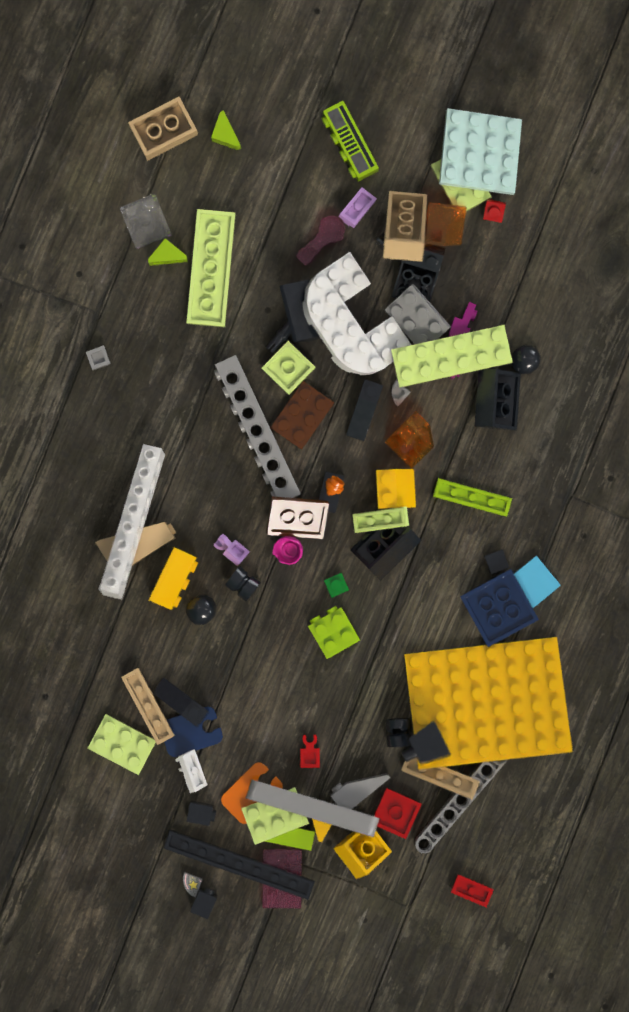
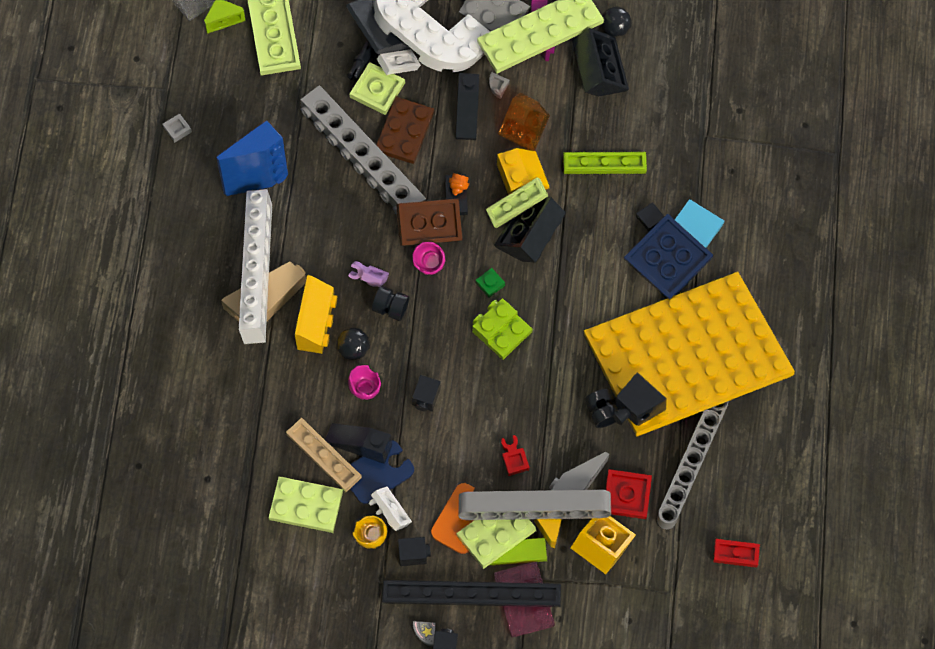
camera: 15 degrees left, 20 degrees down
(160, 422) = (253, 161): none -> blue slope
(168, 787) = (370, 532): none -> yellow hair
(200, 651) = (364, 382): none -> dark pink hair
(250, 675) = (426, 393): none -> black brick
(311, 350) = (398, 62): none -> white plate
(444, 778) = (664, 438): tan plate -> none

